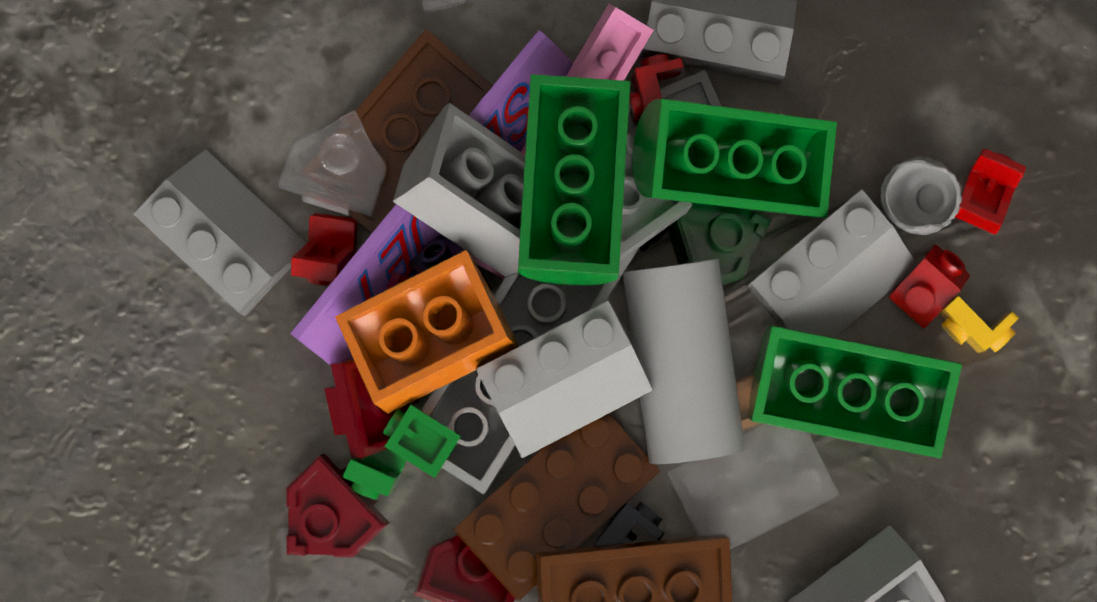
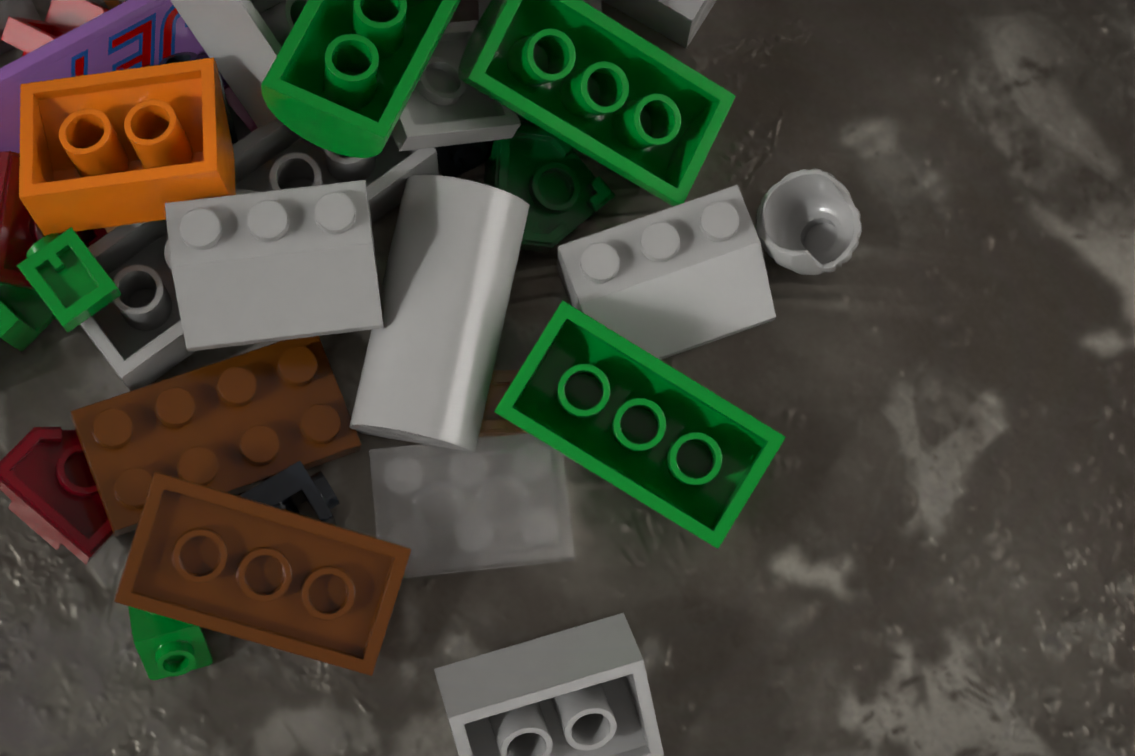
camera: 10 degrees right, 10 degrees down
(931, 285) = (782, 341): red bracket -> none
(965, 325) = (809, 403): yellow bracket -> none
(989, 190) = (896, 251): red bracket -> none

